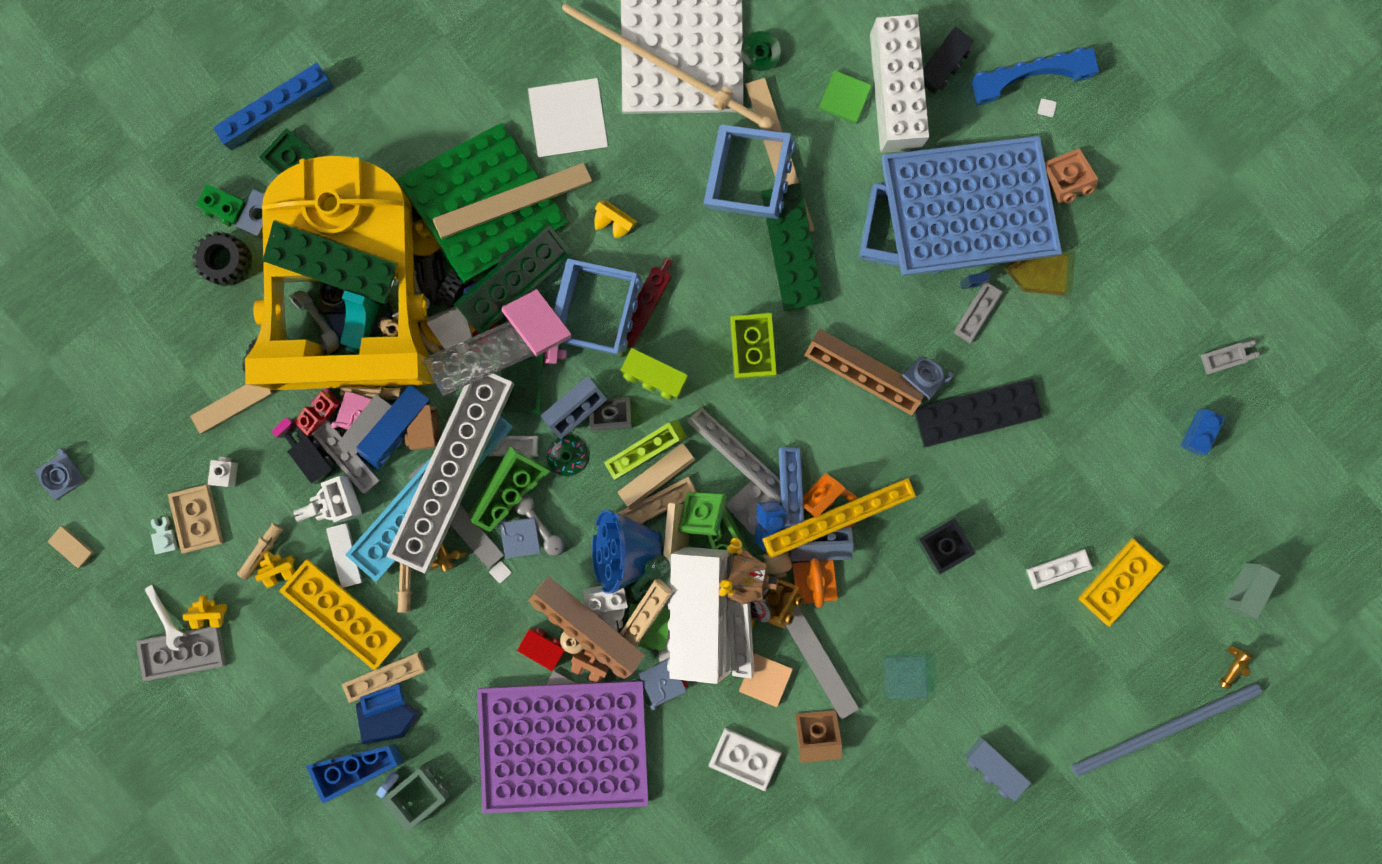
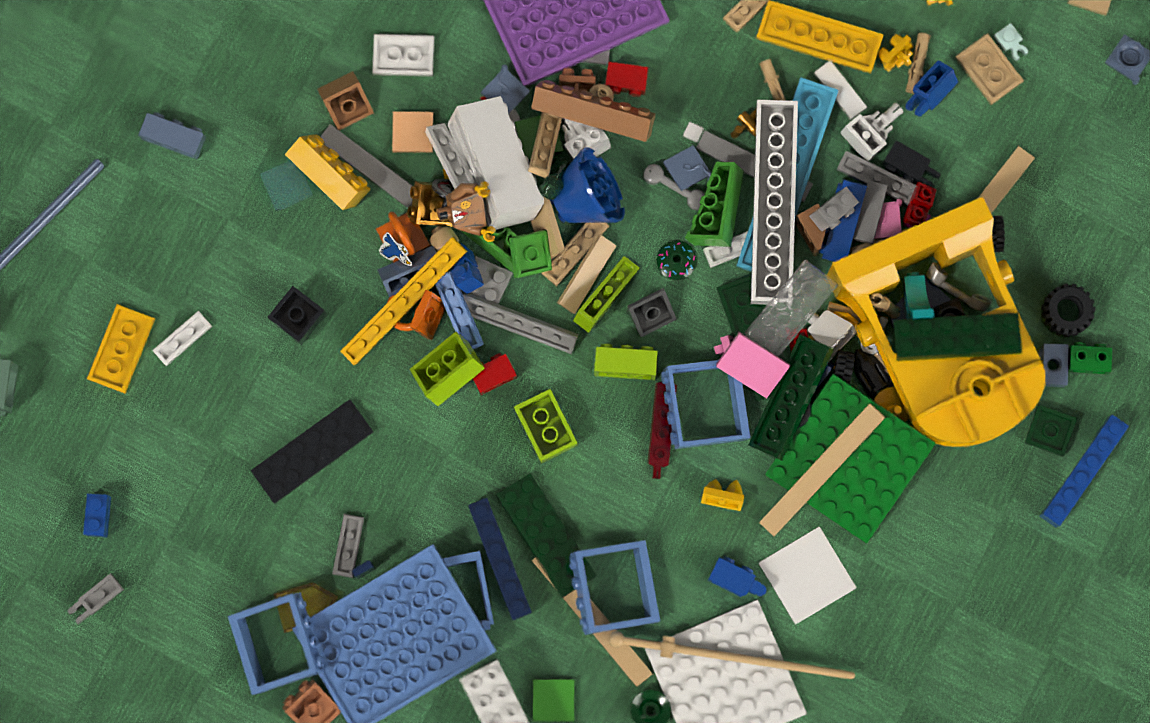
camera: 160 degrees right, 5 degrees down
(222, 472) = (981, 119): white brick -> none
(255, 520) = (932, 88): none -> blue hinge
(283, 427) = (944, 181): dark pink tile -> none
(395, 435) = (833, 209): none -> light grey brick
(573, 407) = (687, 304): sand blue brick -> none
(635, 137) = (735, 579): none -> blue hinge
(782, 416) = (496, 373): none -> red brick
(824, 436) = (446, 368): none -> lime brick
(830, 569) = (391, 249): none -> sticker
(844, 241) = (500, 559): none -> dark blue brick
(863, 672) = (328, 171): none -> yellow brick
(864, 371) = (432, 445): medium nougat brick -> none
(926, 376) = (374, 463): sand blue hat -> none
(1109, 245) = (248, 653): none -> medium blue window

